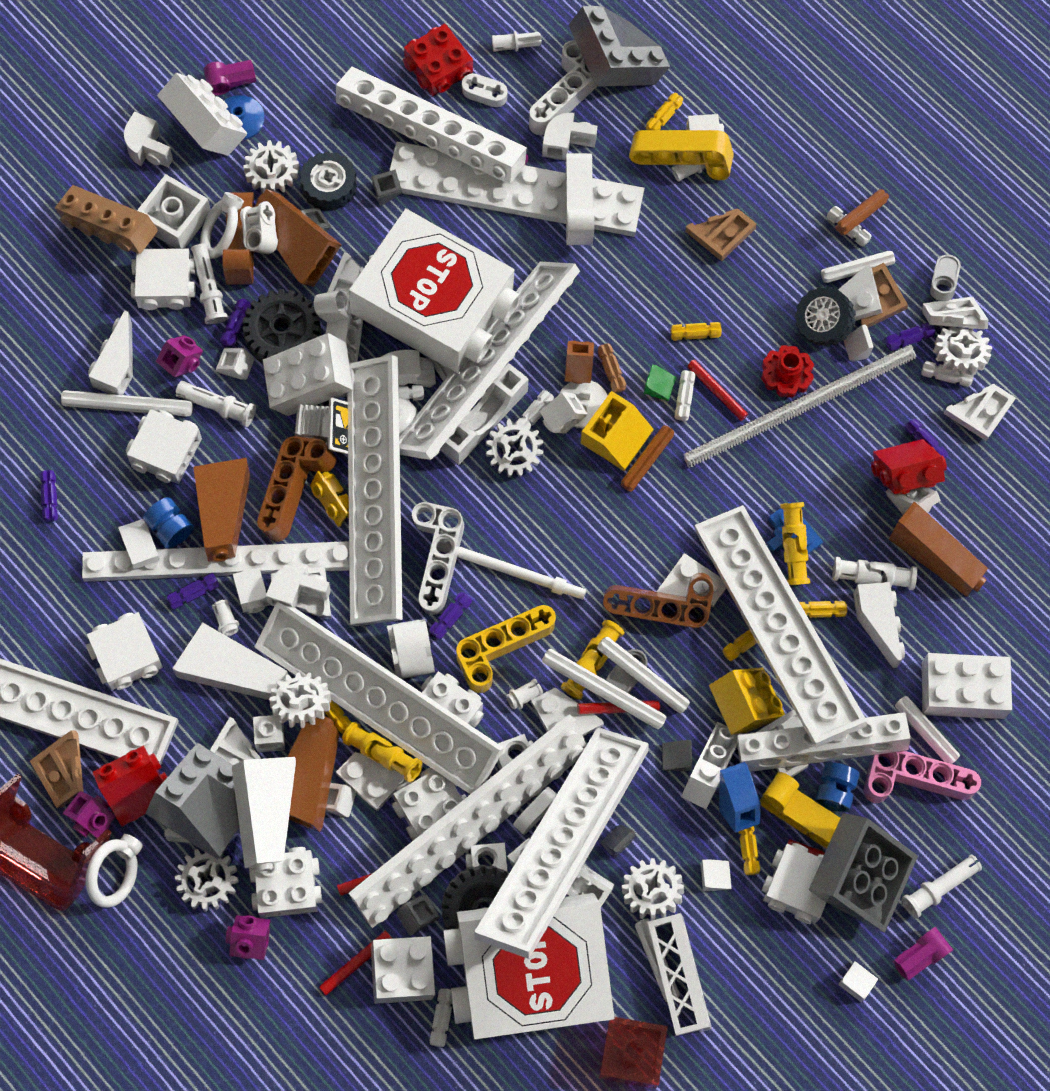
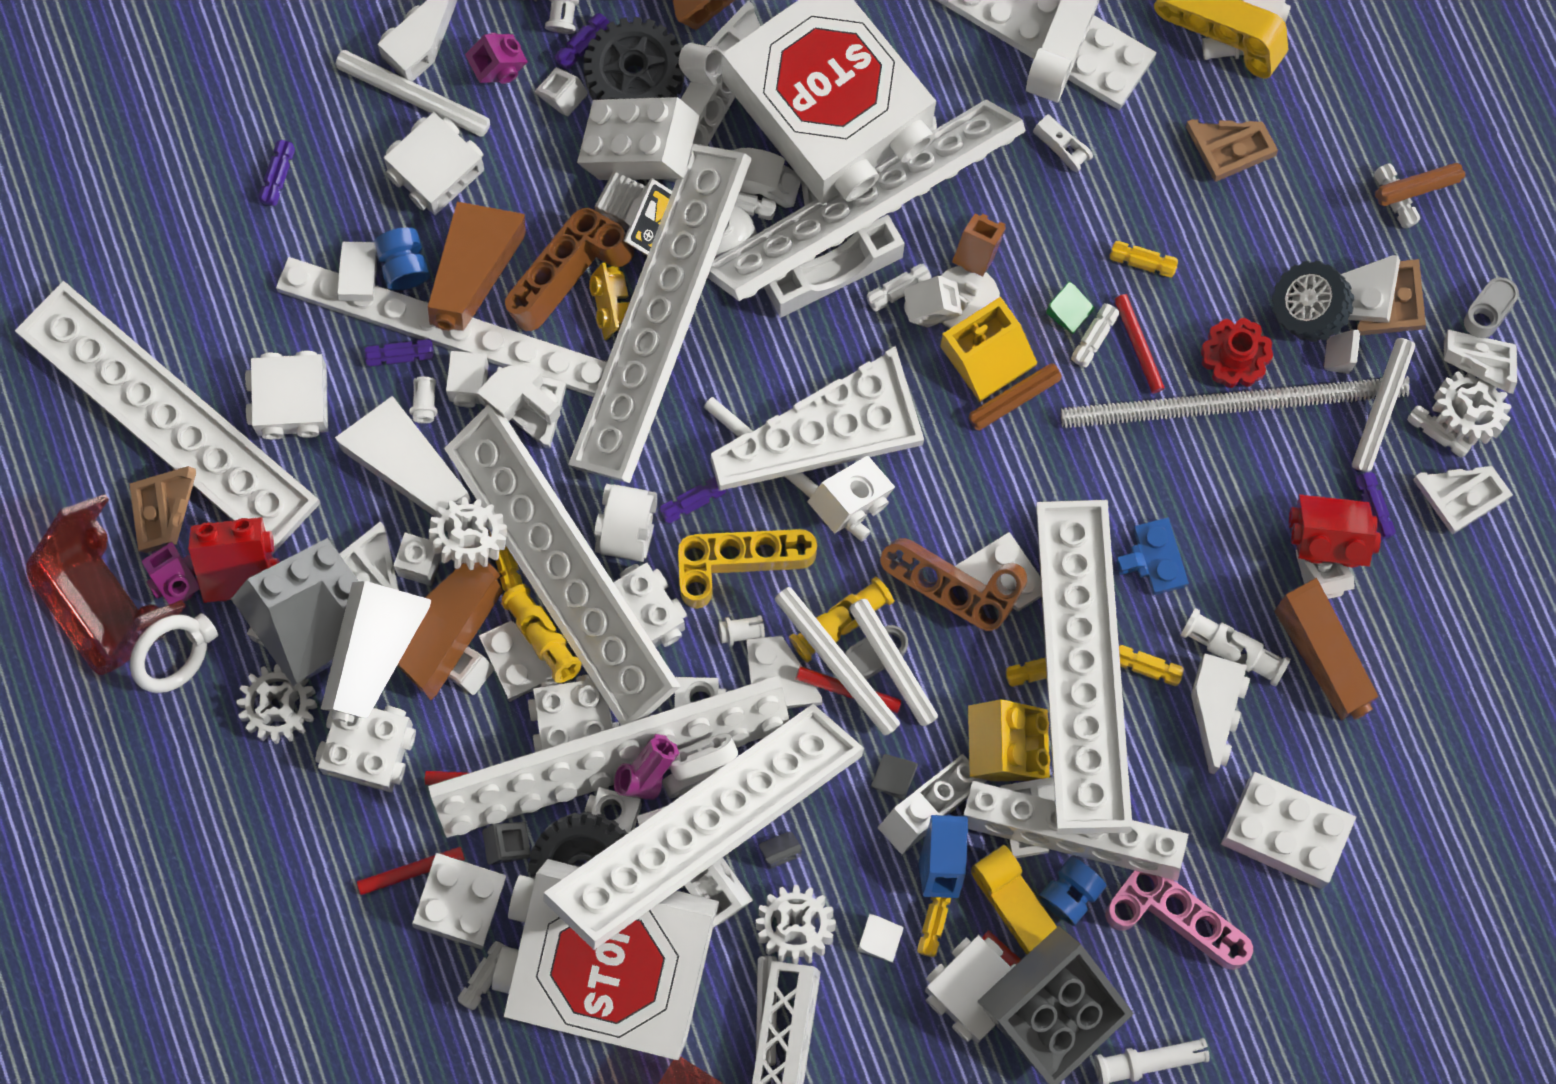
camera: 25 degrees right, 5 degrees up
(226, 406) = (528, 140): white pin -> none
(248, 937) = (297, 791): magenta brick -> none
(437, 560) = (700, 426): white beam -> none
(501, 824) = (644, 775): none -> magenta piece
(524, 454) = (845, 310): white gear -> none
(532, 523) = (839, 424): none -> white wing
(538, 794) = (704, 757): none -> white beam
(564, 567) = (851, 495): none -> white brick
(602, 270) = (1059, 139): none -> white bar
(611, 368) = (1018, 267): medium nougat axle -> none
(795, 548) = (1148, 578): yellow piece -> none
(853, 267) = (1379, 250): white axle -> none
(903, 369) = (1383, 405): none -> white axle
(910, 336) = (1420, 366): dark purple axle -> none
(927, 730) = (1216, 866): white axle -> none

